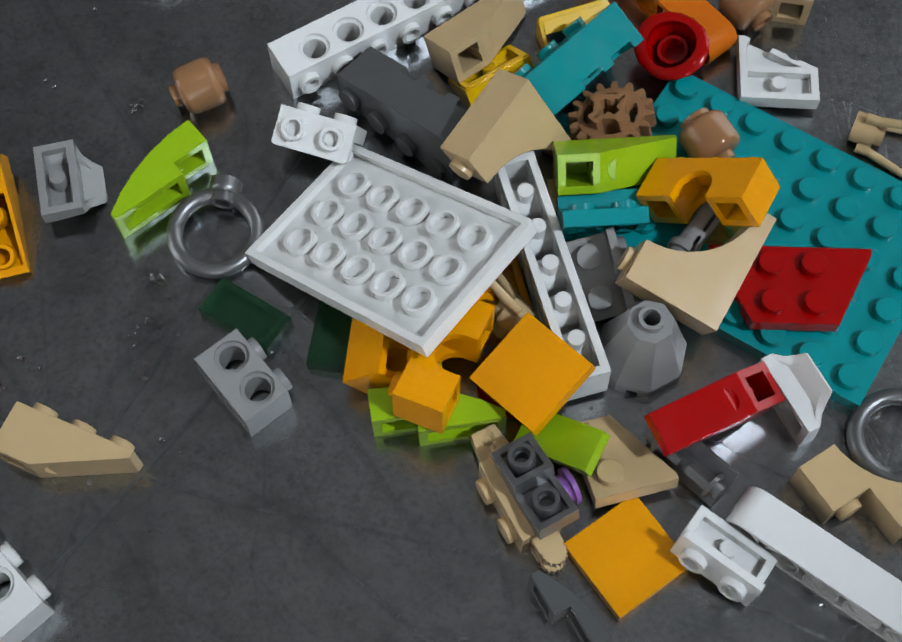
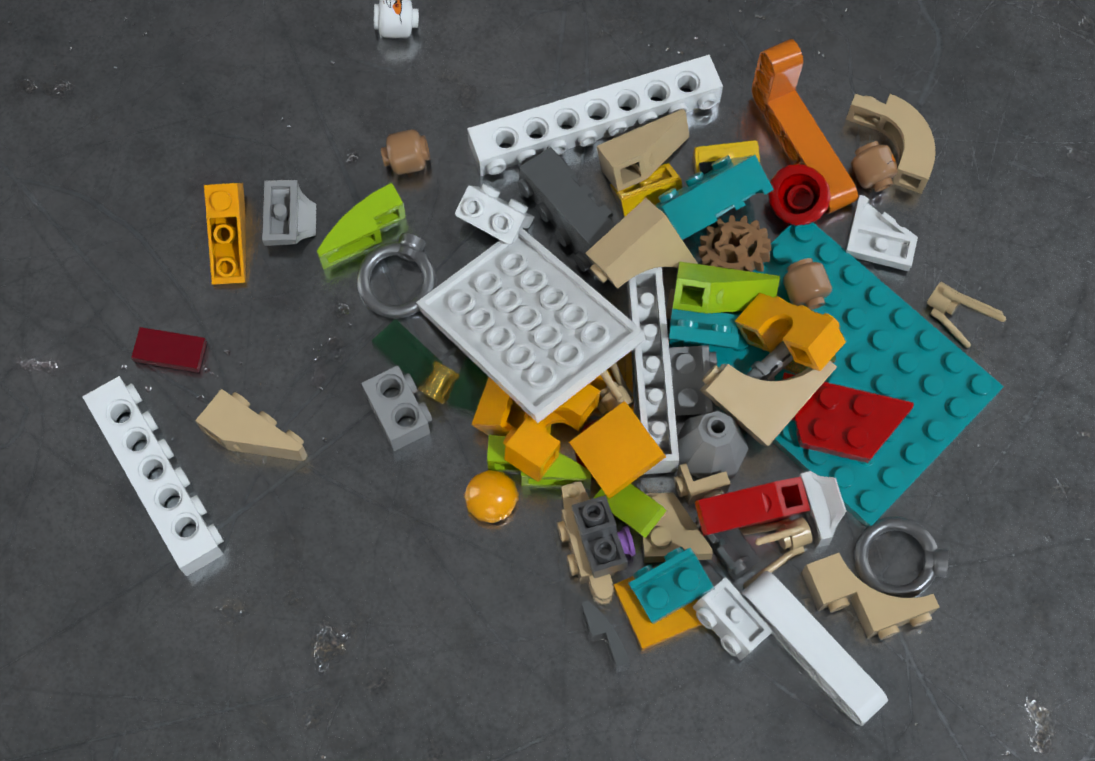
camera: 10 degrees right, 5 degrees up
(291, 340) = (438, 382): none -> clear yellow bush
(385, 466) = (491, 496): none -> light orange hair
(635, 406) = (701, 488): none -> tan bracket
(637, 527) = (671, 584): none -> teal bracket
(764, 437) = (789, 533): none -> tan plant

